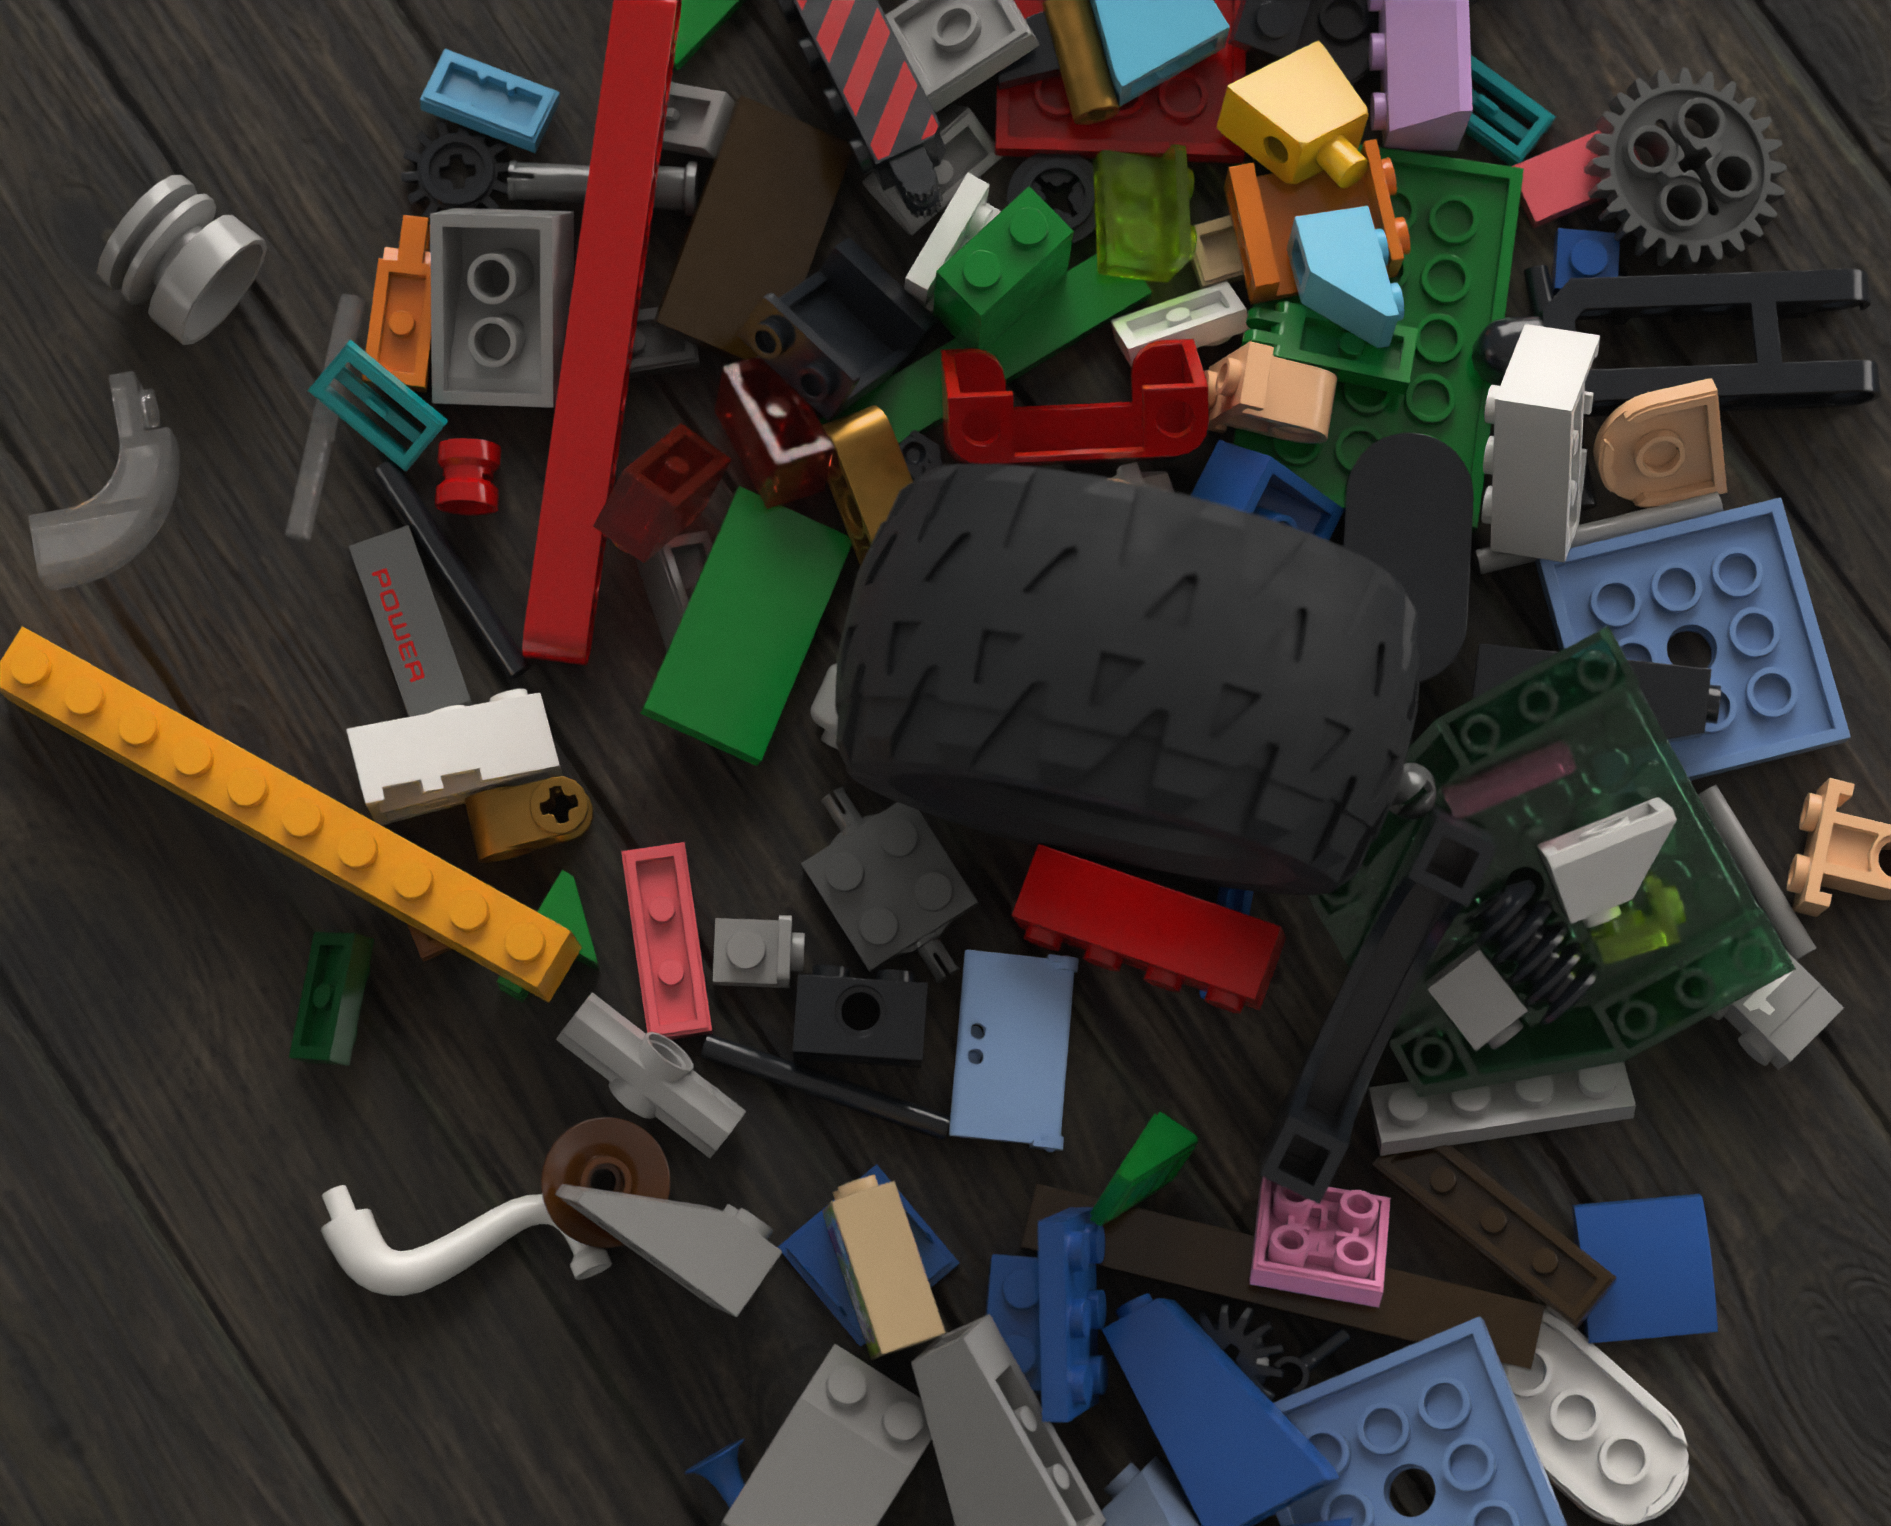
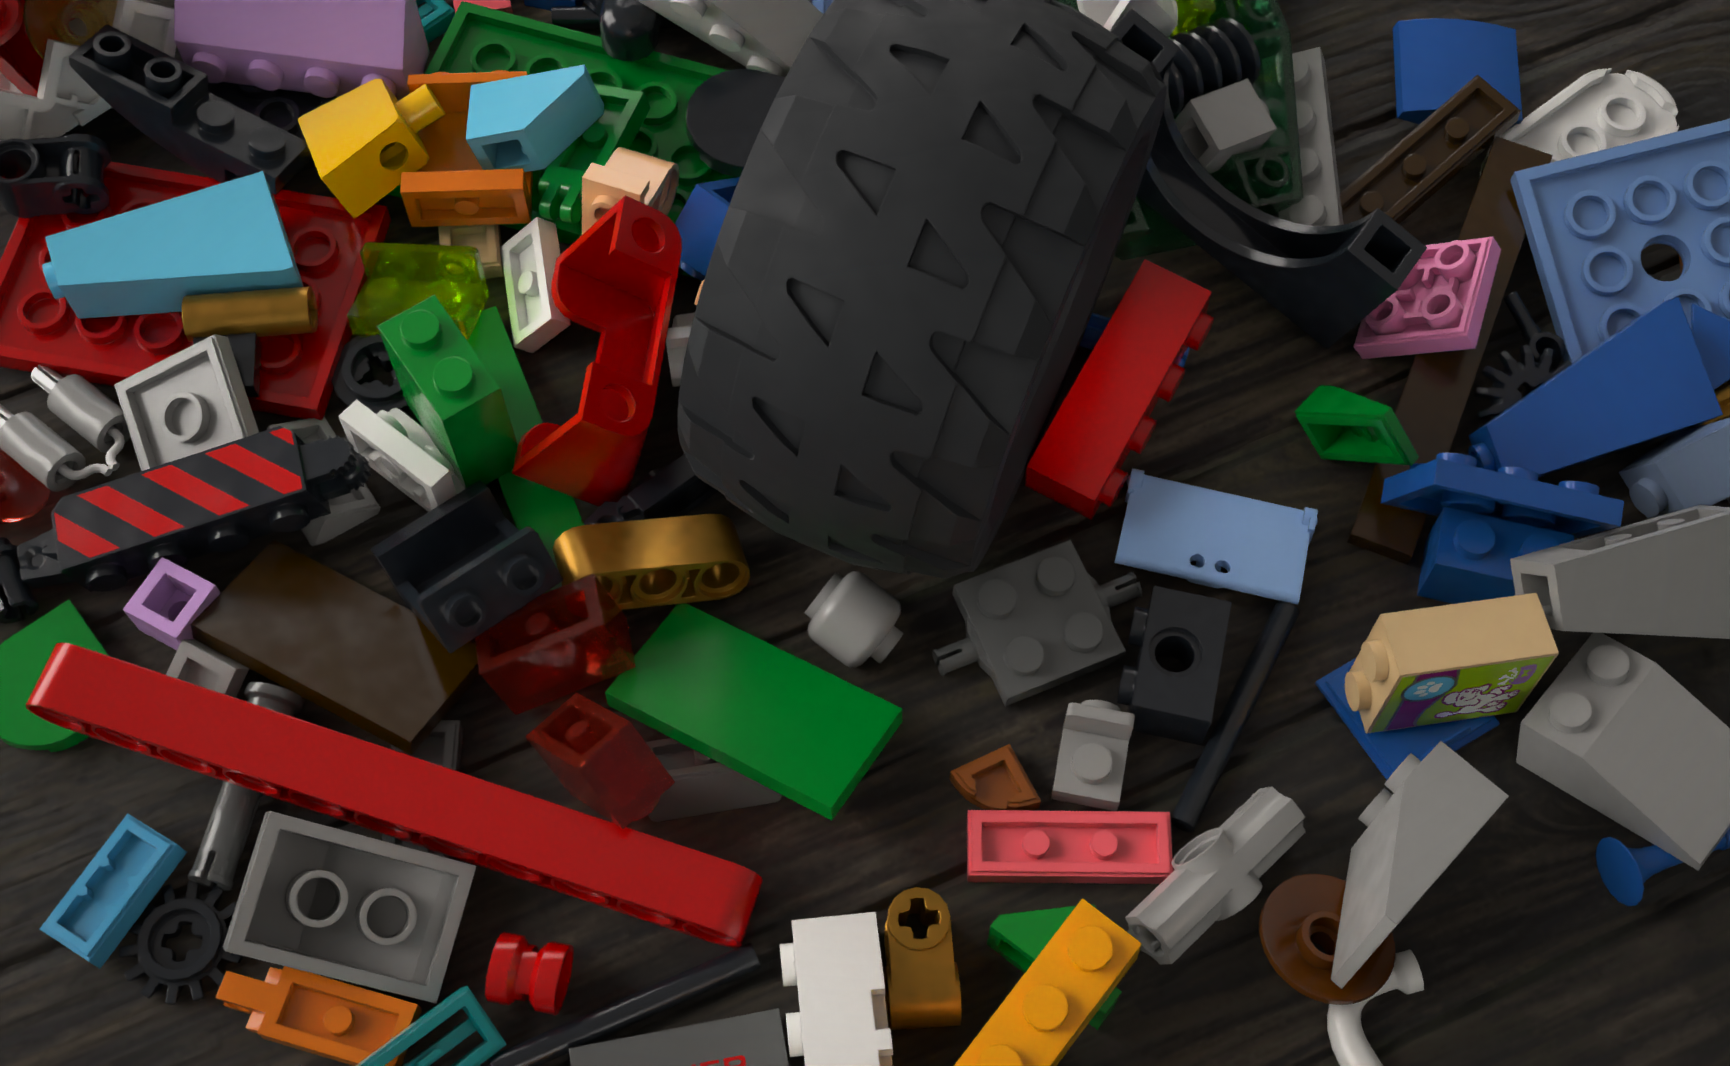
camera: 75 degrees left, 15 degrees down
(719, 867) = (996, 782): none -> dark orange tile
(767, 59) = (170, 602): none -> lavender plate

